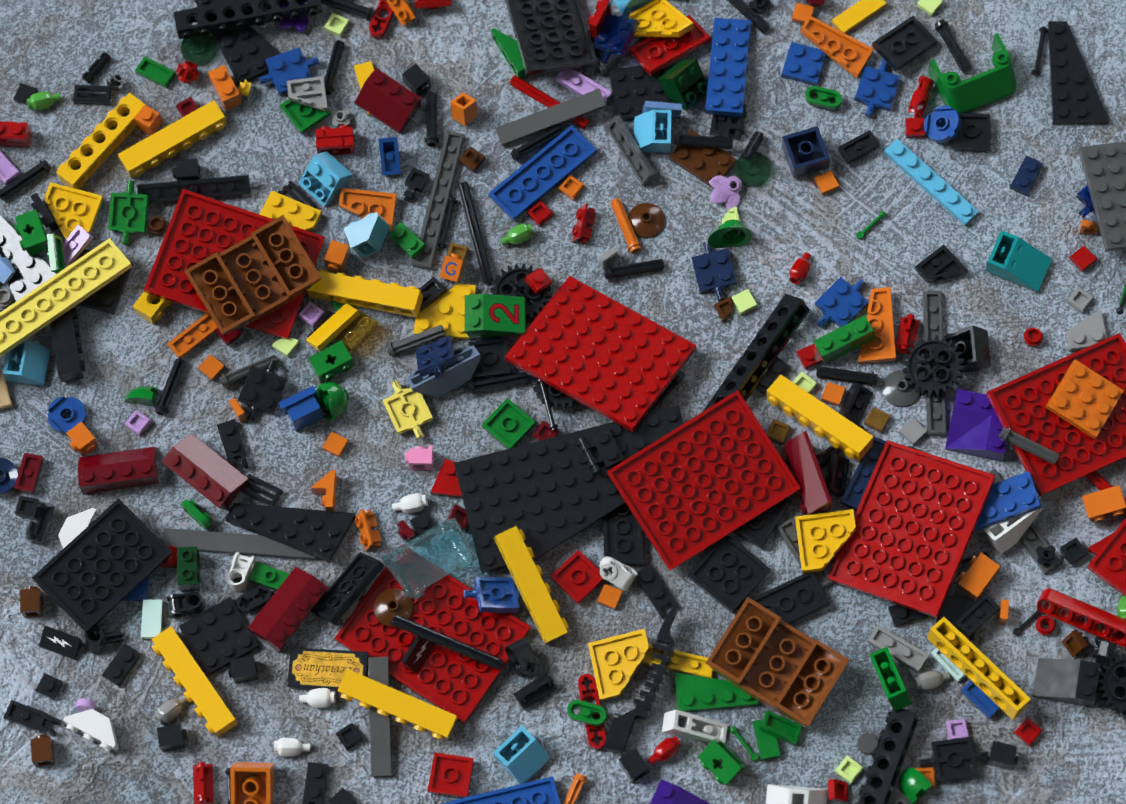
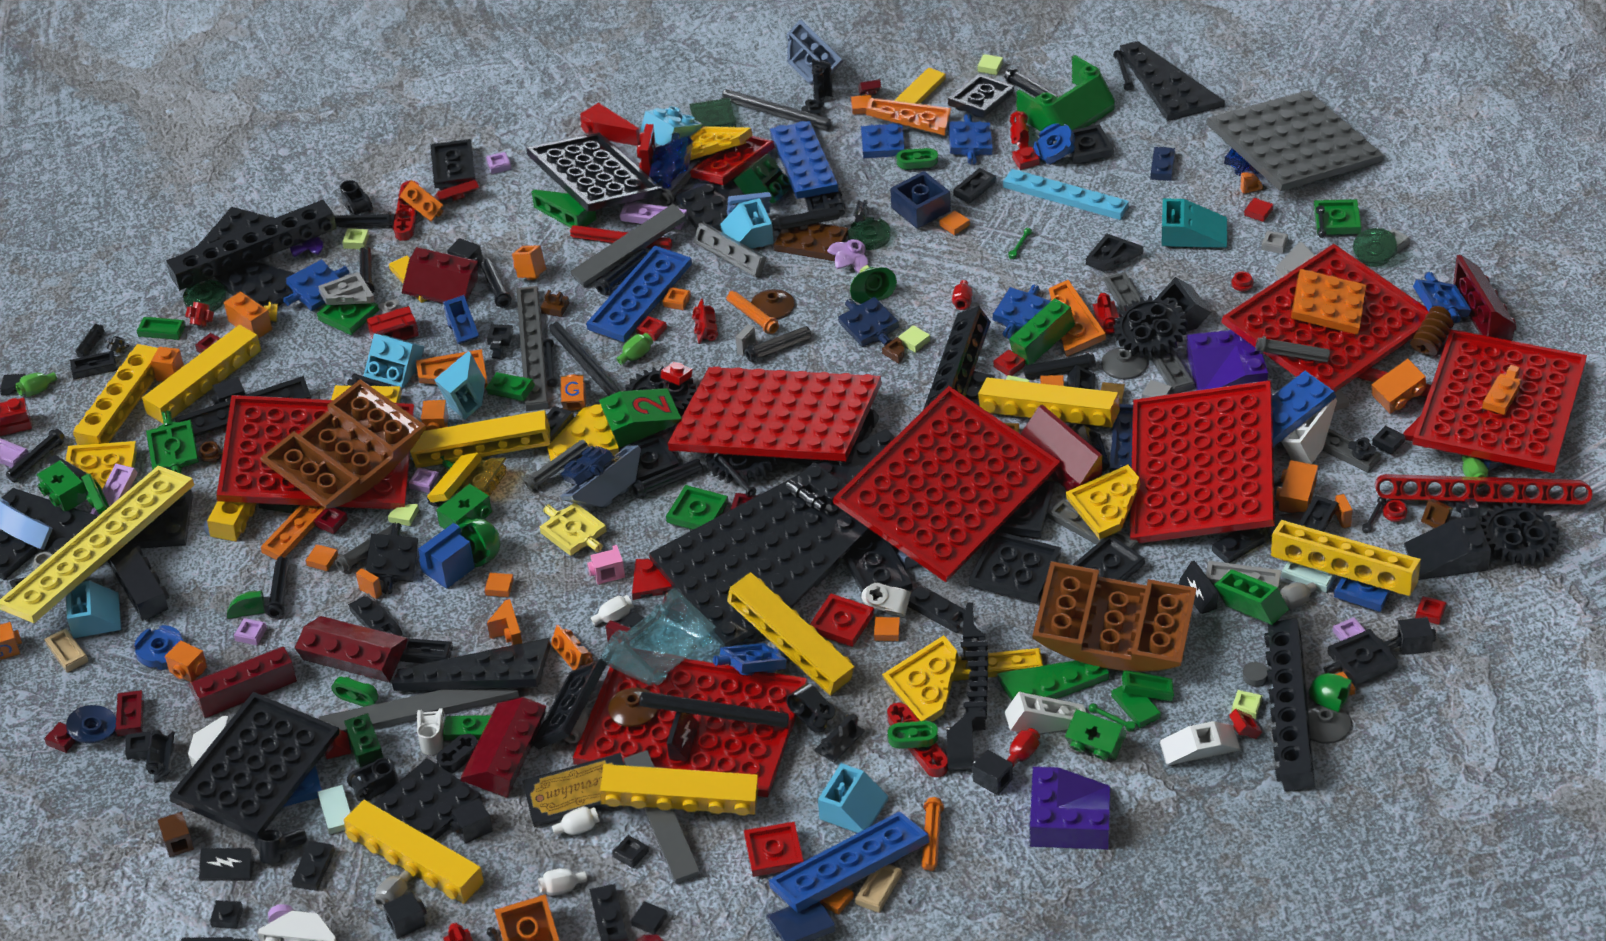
camera: 20 degrees left, 25 degrees down
(859, 647) = (1206, 594): none -> black slope

